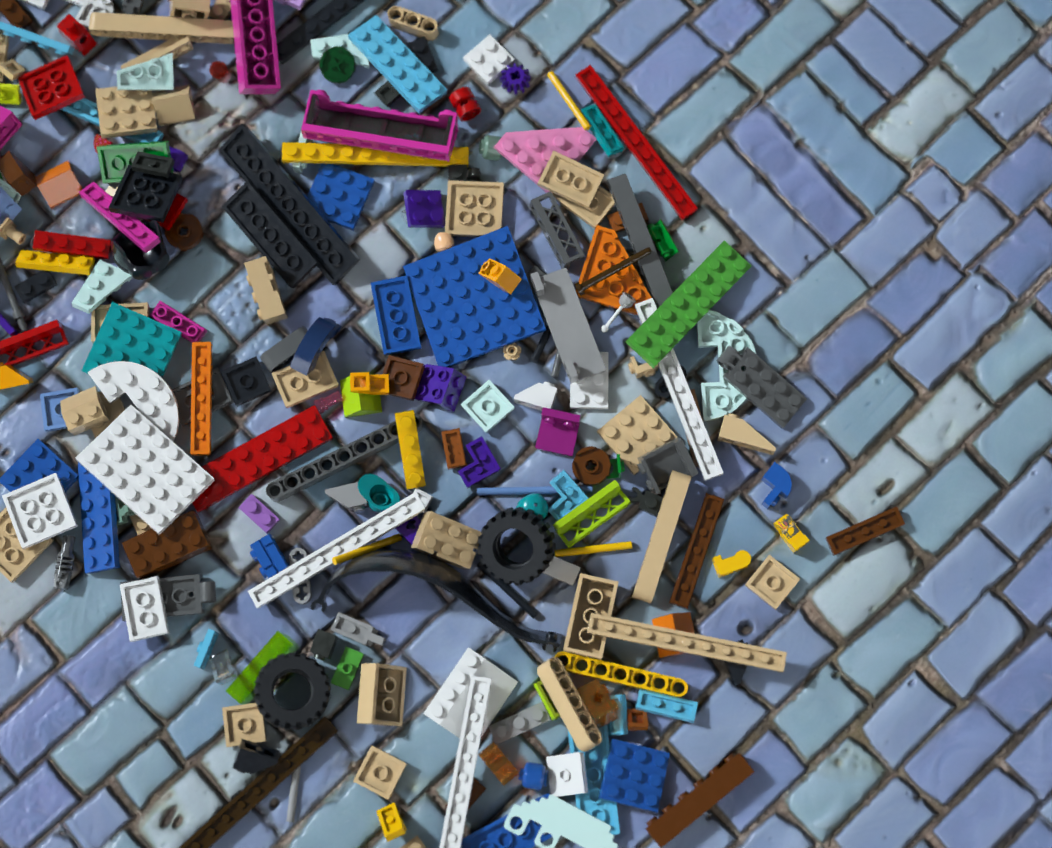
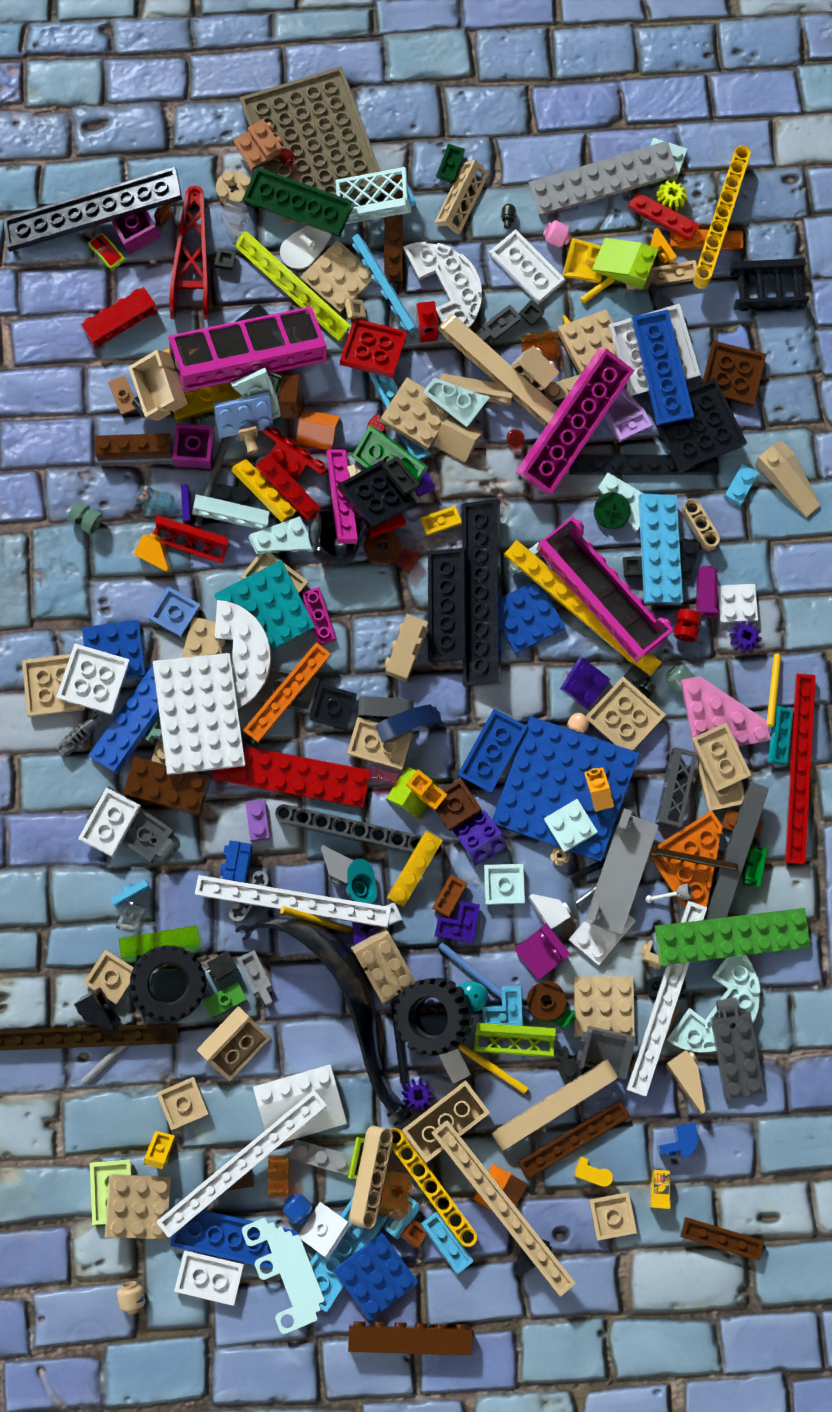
camera: 30 degrees right, 0 degrees up
(42, 299) = (230, 512): none -> light aqua fence
(55, 220) = (291, 456): none -> red bracket
(83, 411) = (189, 627): tan slope -> none
(211, 226) = (406, 560): none -> clear red plate
(212, 176) = (441, 521): none -> yellow plate
(459, 67) = (707, 591): none -> magenta window
(501, 320) = (570, 825): none -> light aqua plate
(559, 611) = (425, 1094): none -> dark purple gear

